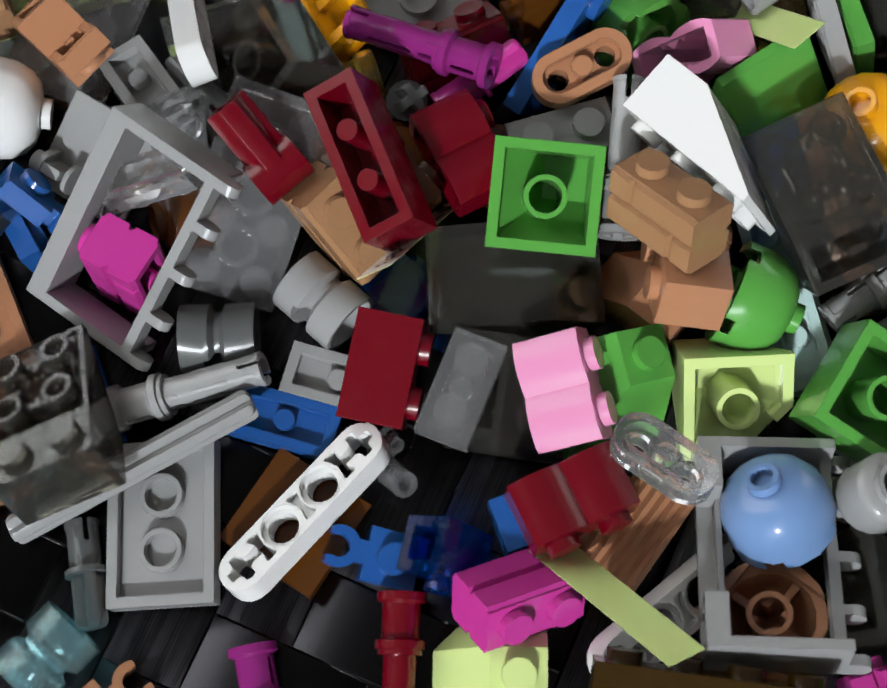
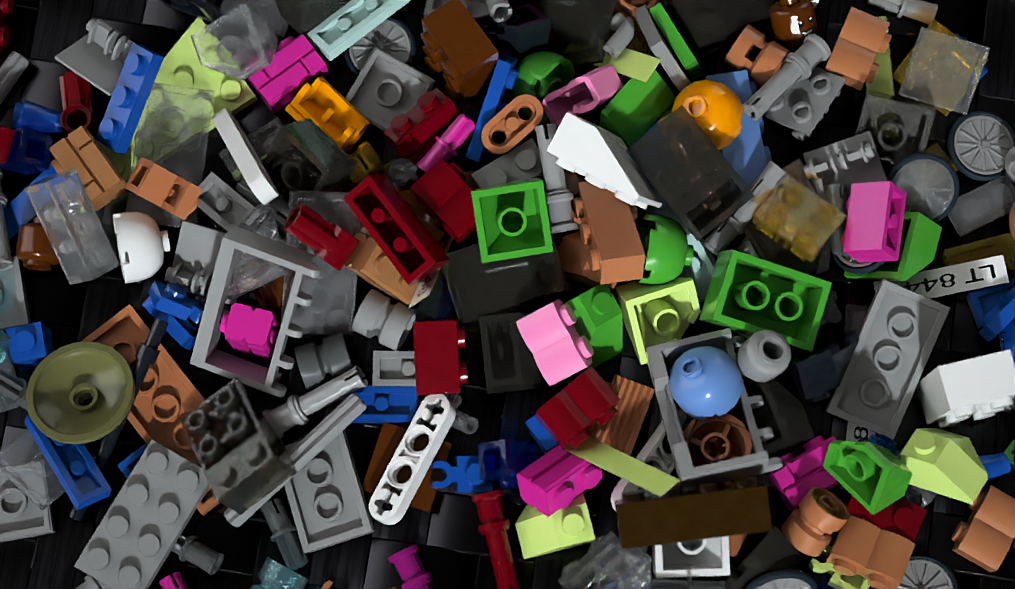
camera: 15 degrees left, 5 degrees up
(444, 50) = (420, 136): magenta pin -> none
(461, 389) = (490, 357): clear plate -> none
(664, 458) = (628, 369): clear plate -> none
(669, 209) = (592, 212): medium nougat brick -> none

